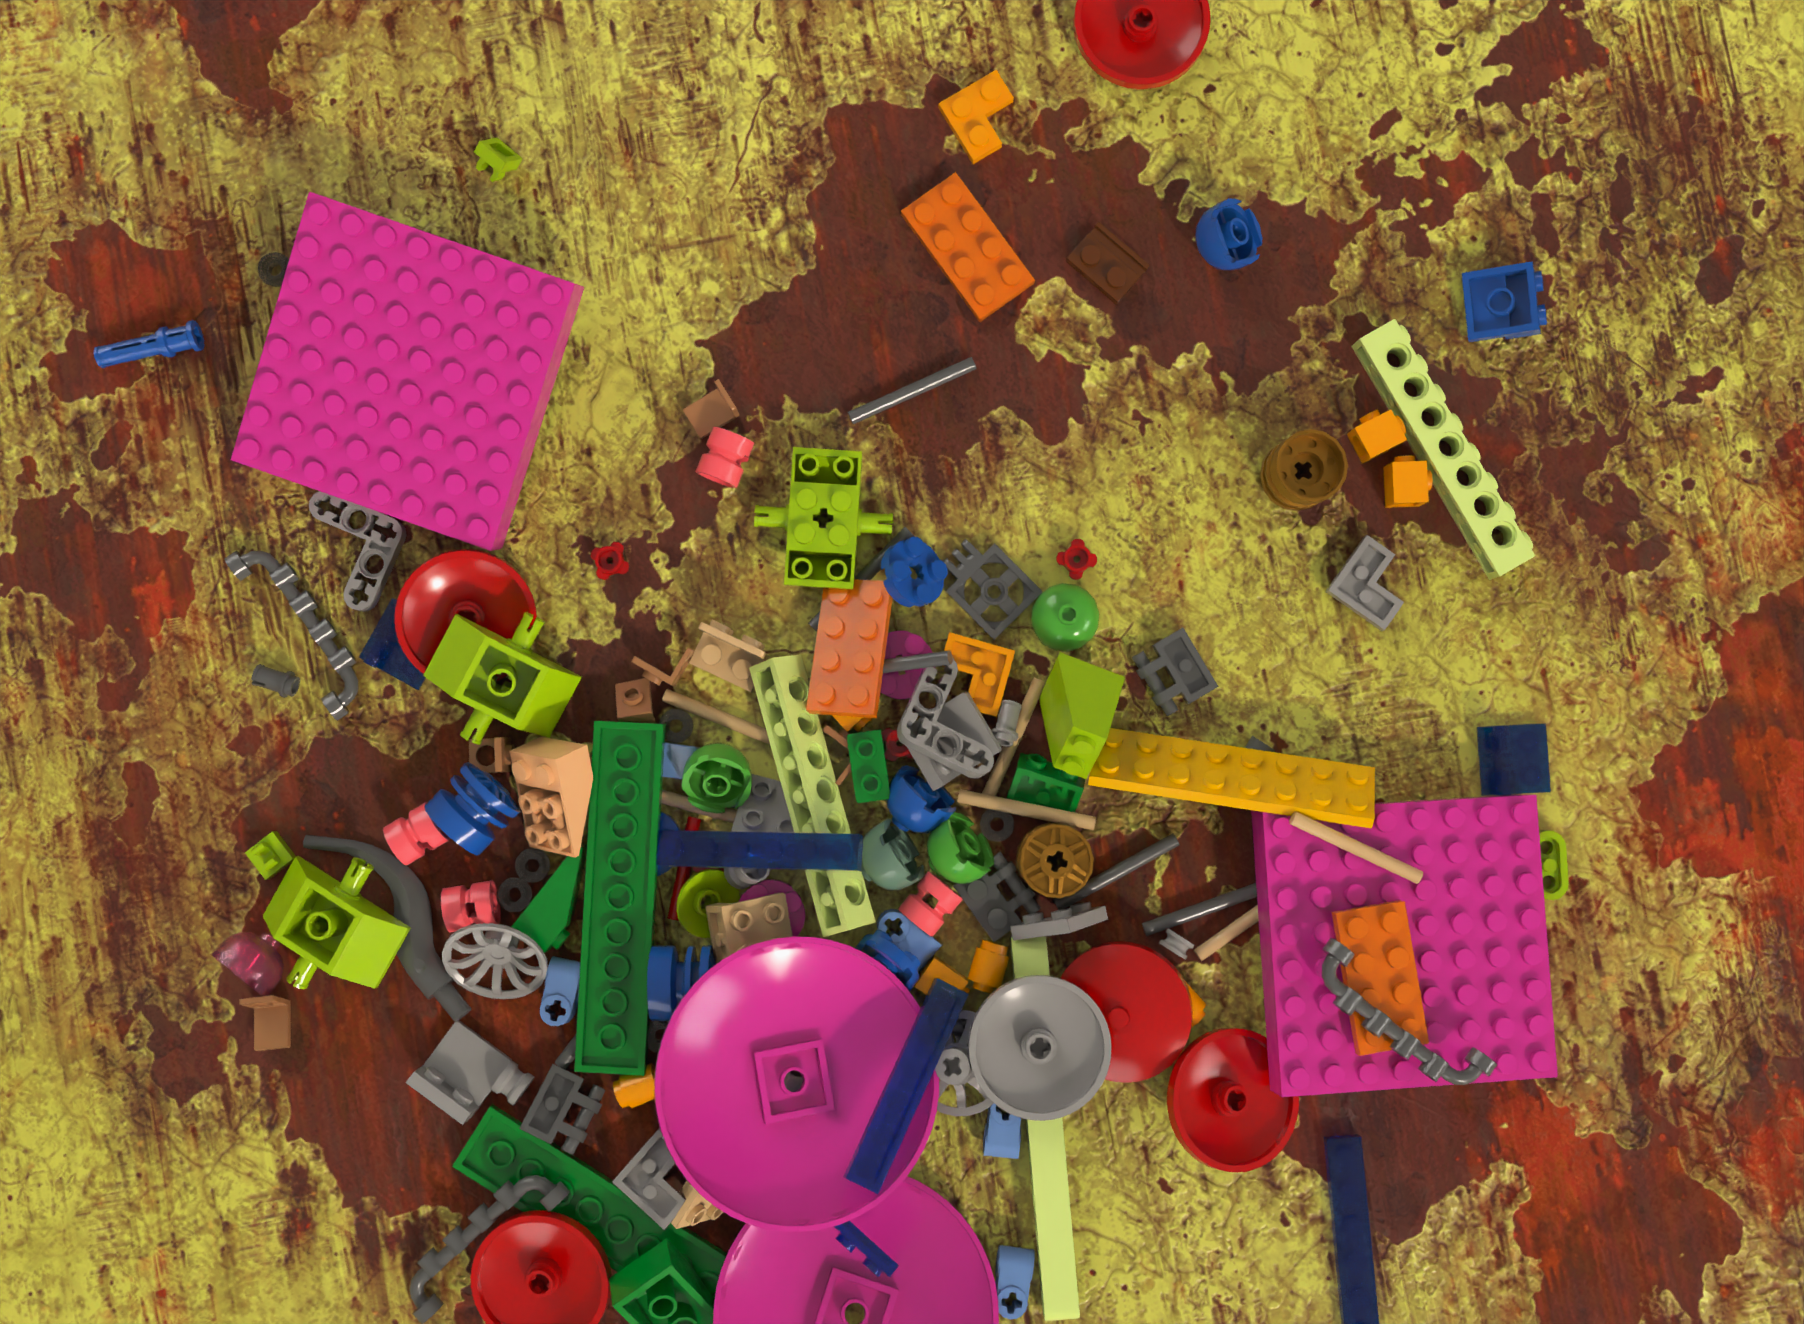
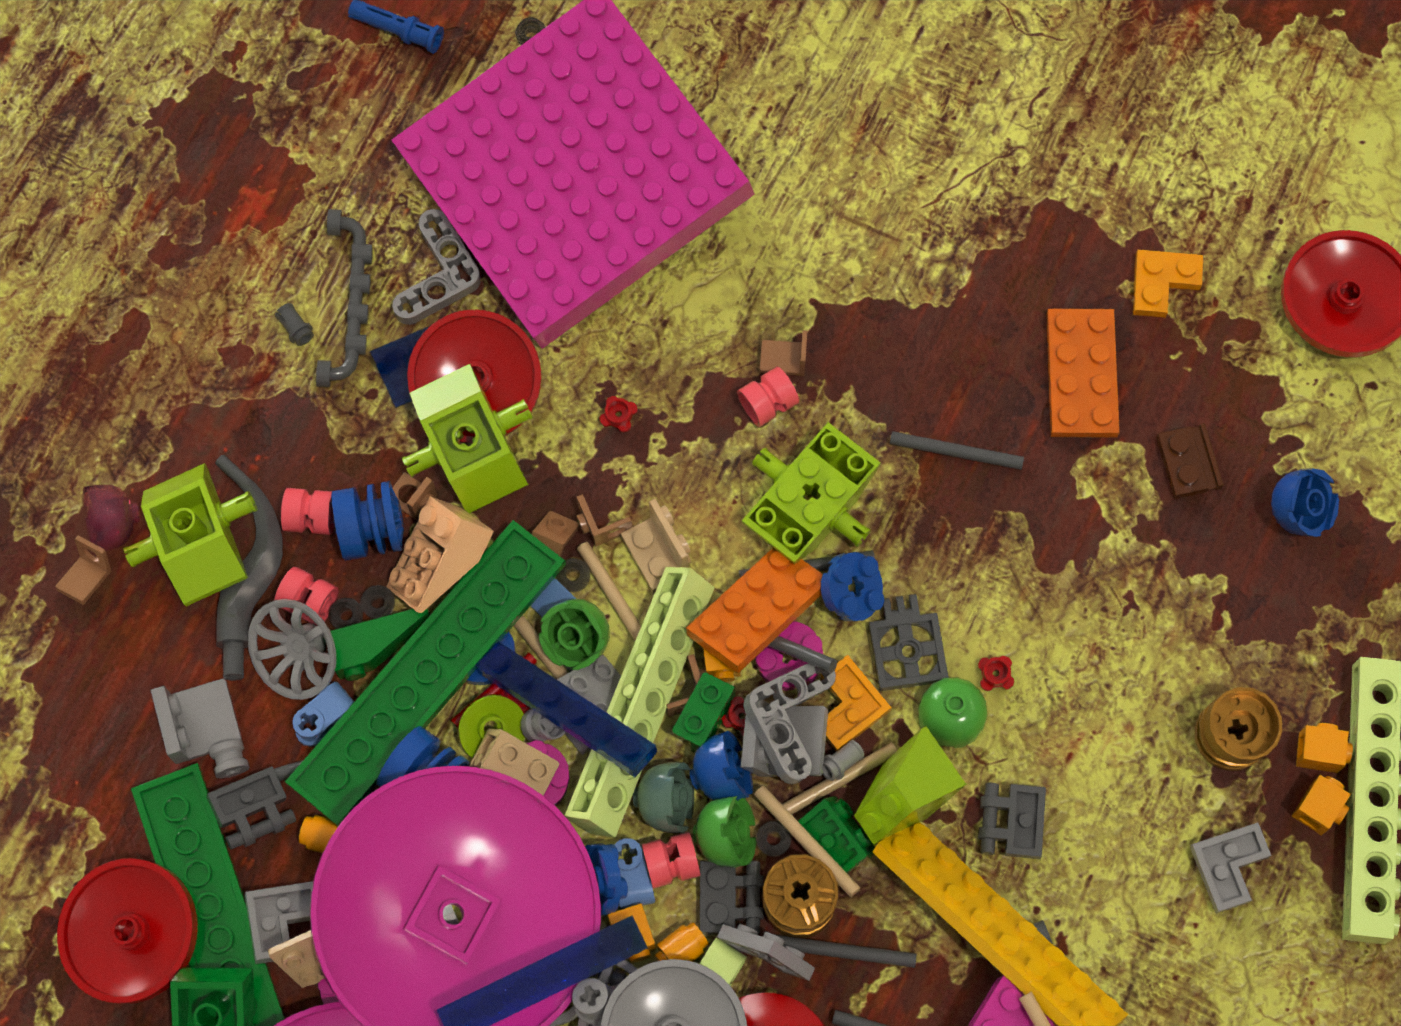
camera: 40 degrees right, 15 degrees down
(270, 855) = (185, 451): lime tile -> none
(481, 1220) = (90, 850): dark grey bar -> none
(498, 156) = (761, 64): lime tile -> none

